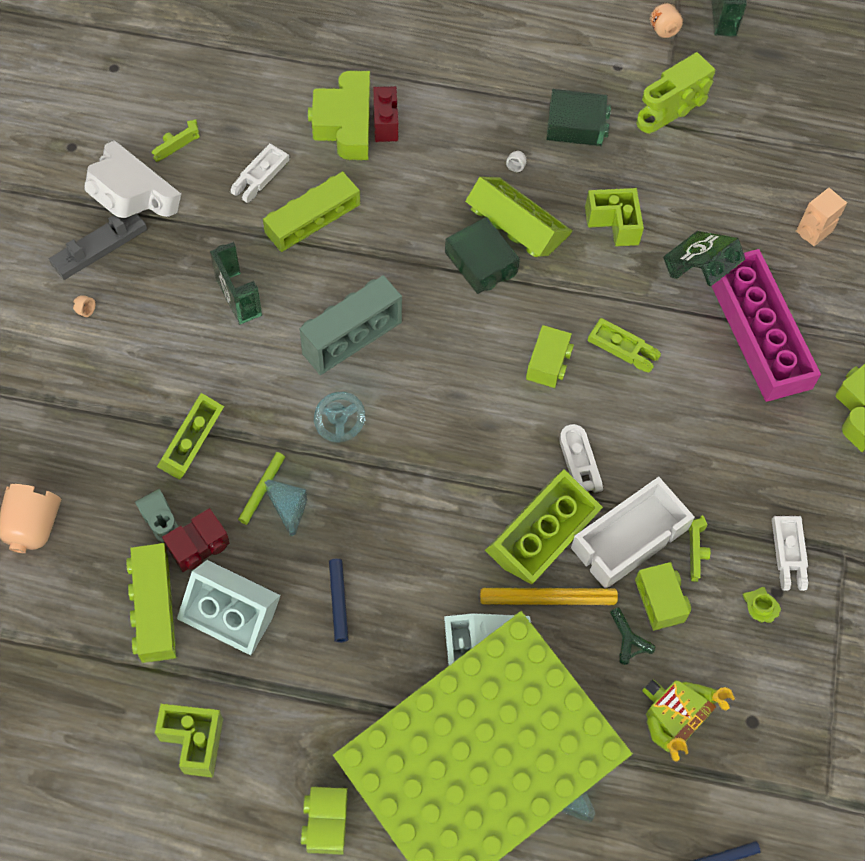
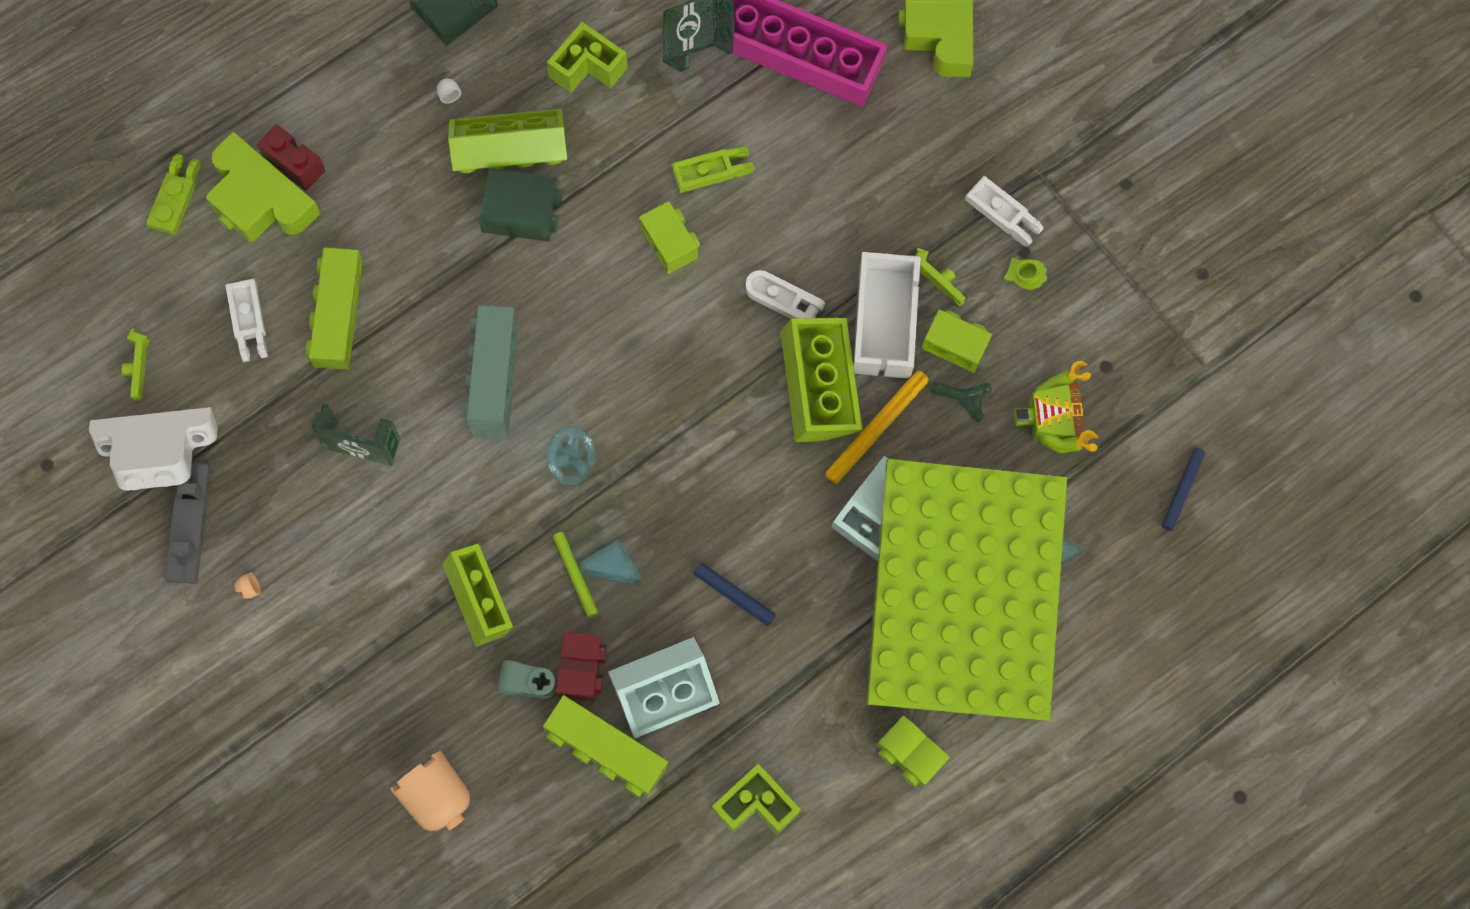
camera: 50 degrees left, 10 degrees up
(303, 78) = (173, 196): none -> lime hinge

